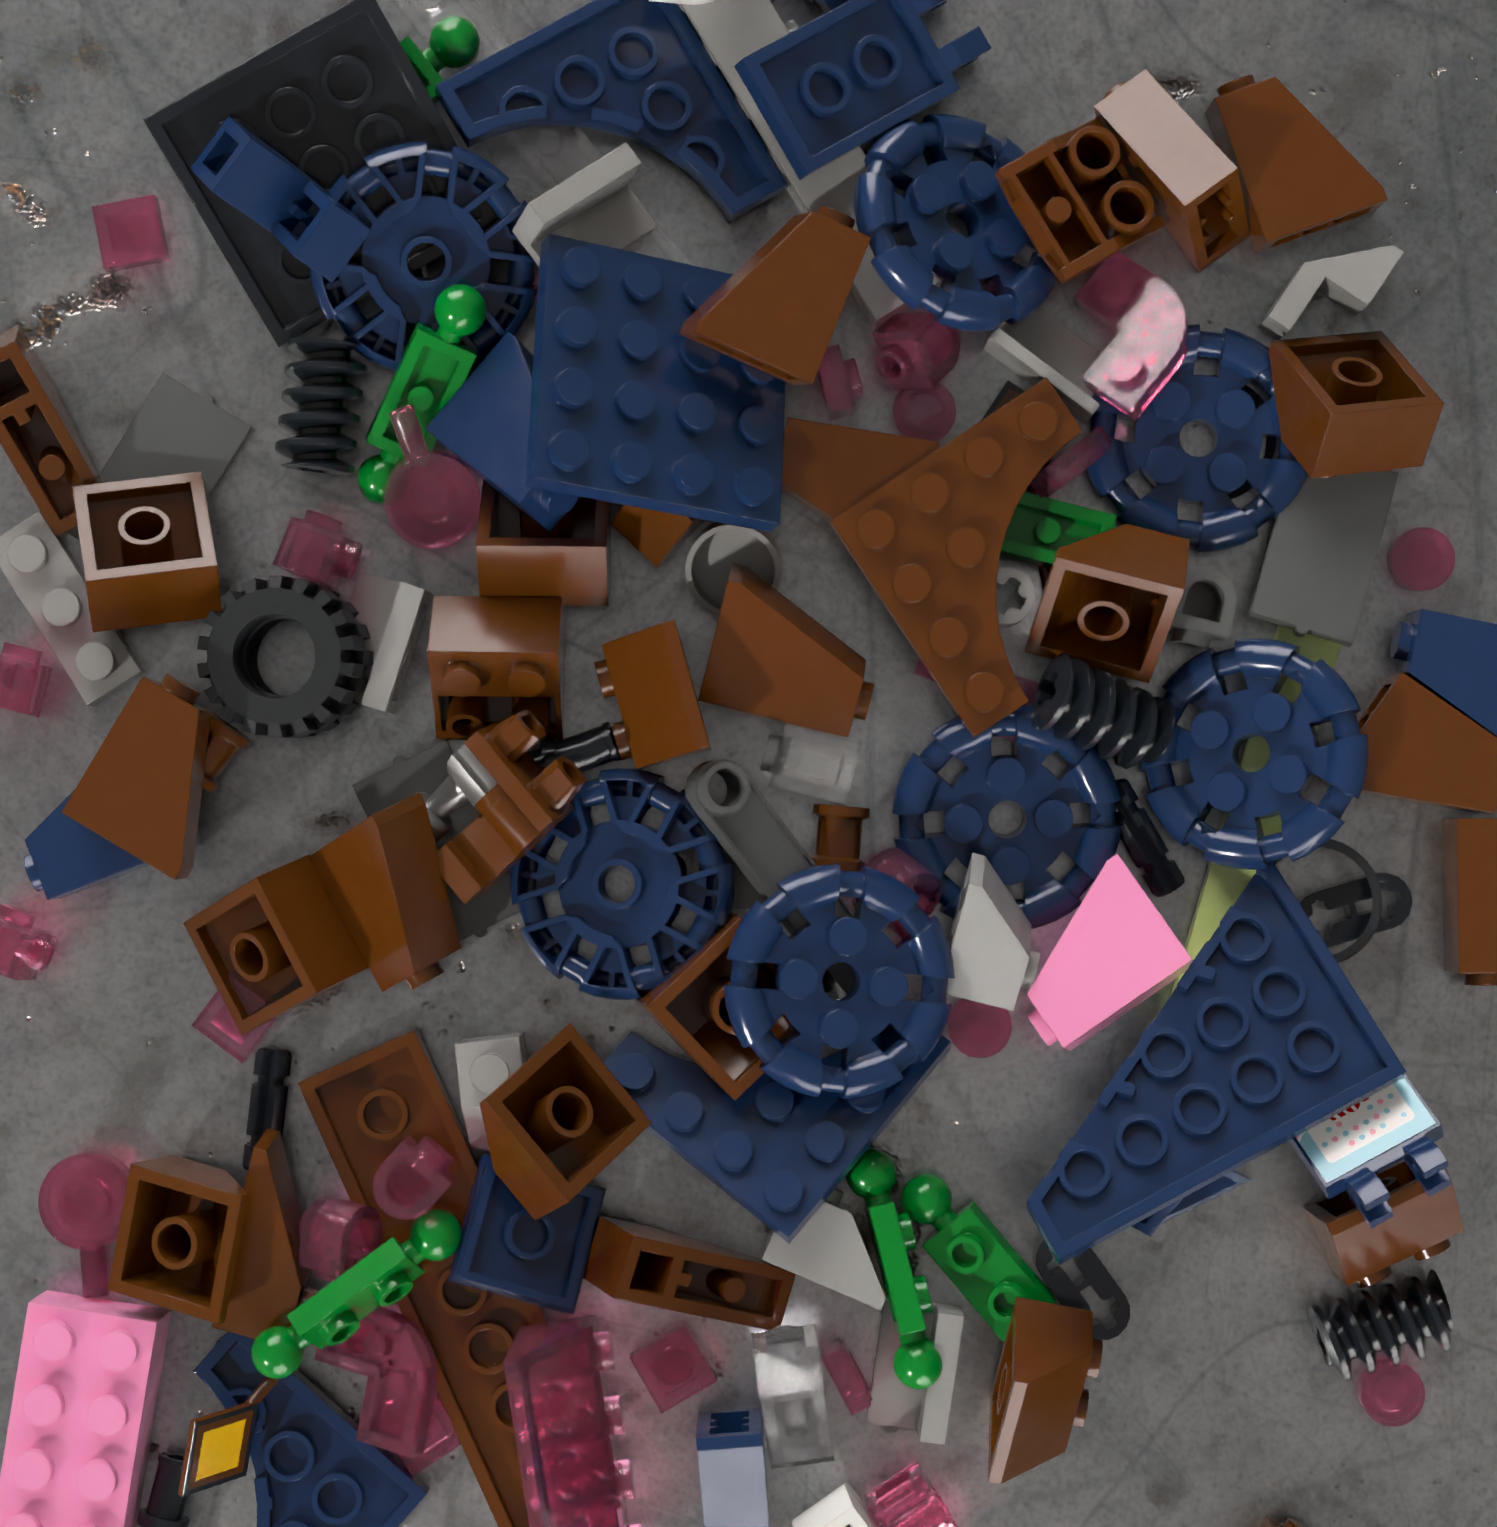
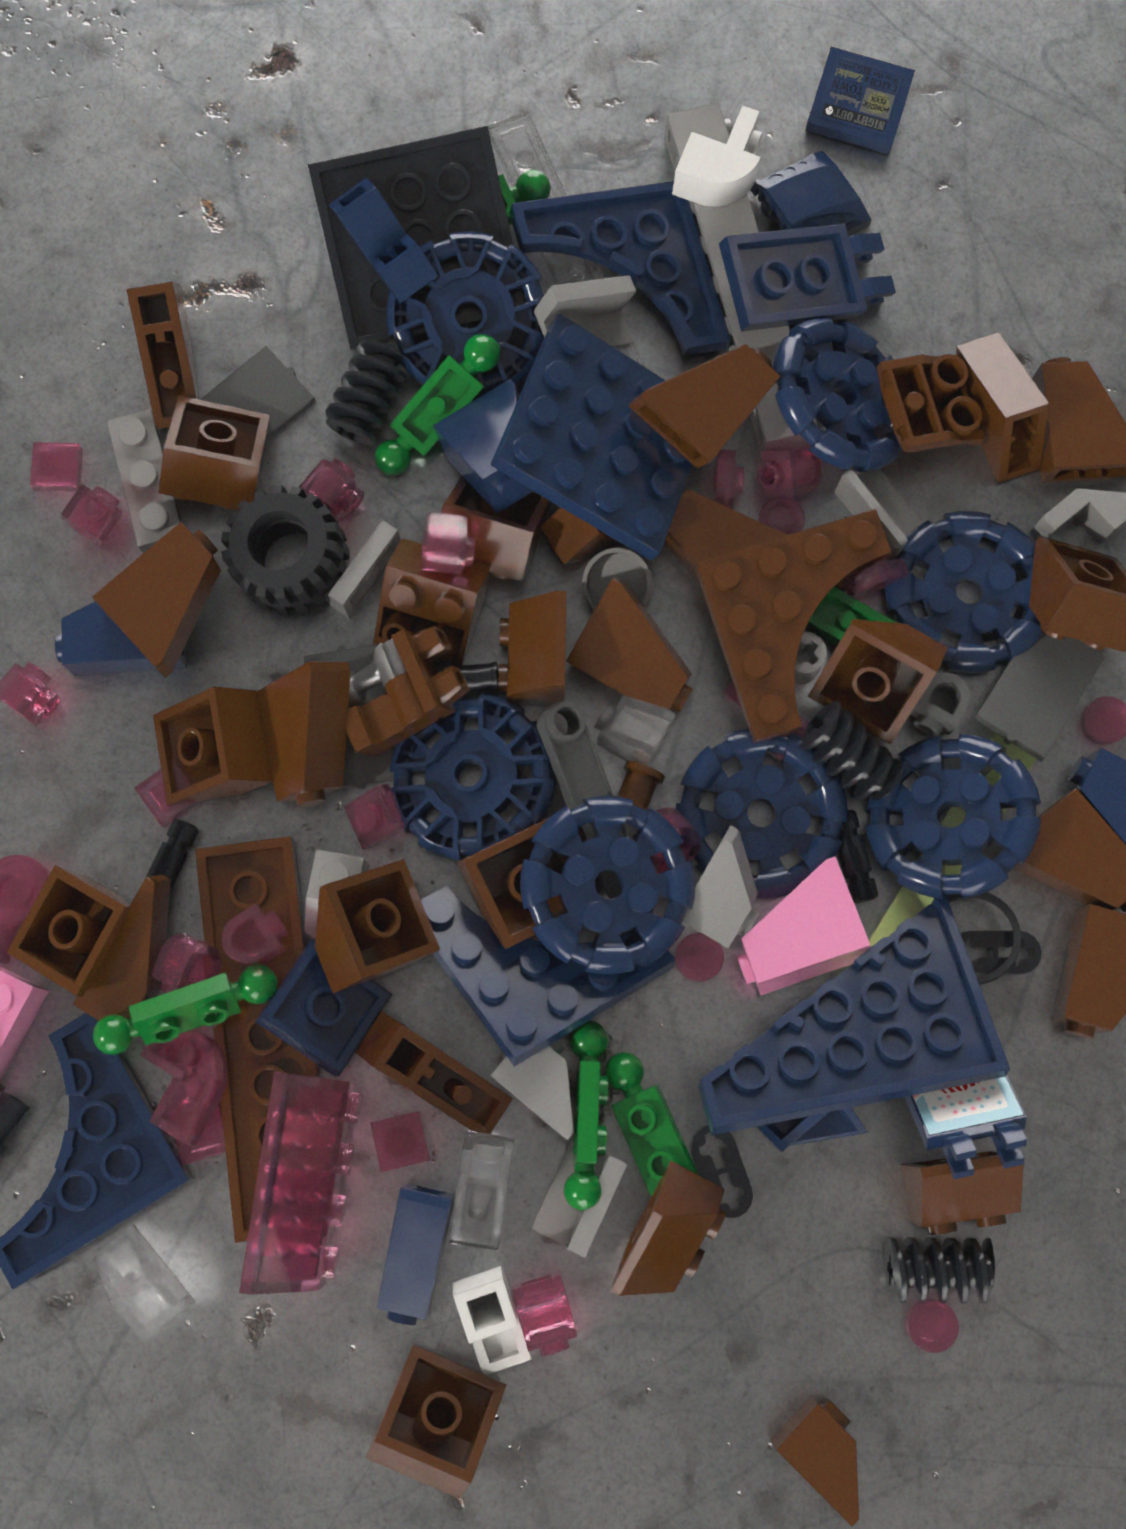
camera: 10 degrees right, 10 degrees down
(130, 233) = (275, 251): clear pink tile -> none
(221, 1444) = (50, 1089): piece -> none
(222, 745) = (219, 601): reddish brown bush -> none
(429, 492) = (421, 472): clear pink piece -> none
(497, 599) = (446, 544): none -> clear pink plate
(512, 970) = (374, 816): none -> clear pink plate
(846, 1375) = (526, 1186): clear pink tile -> none
(1149, 335) = (953, 505): clear pink plate -> none

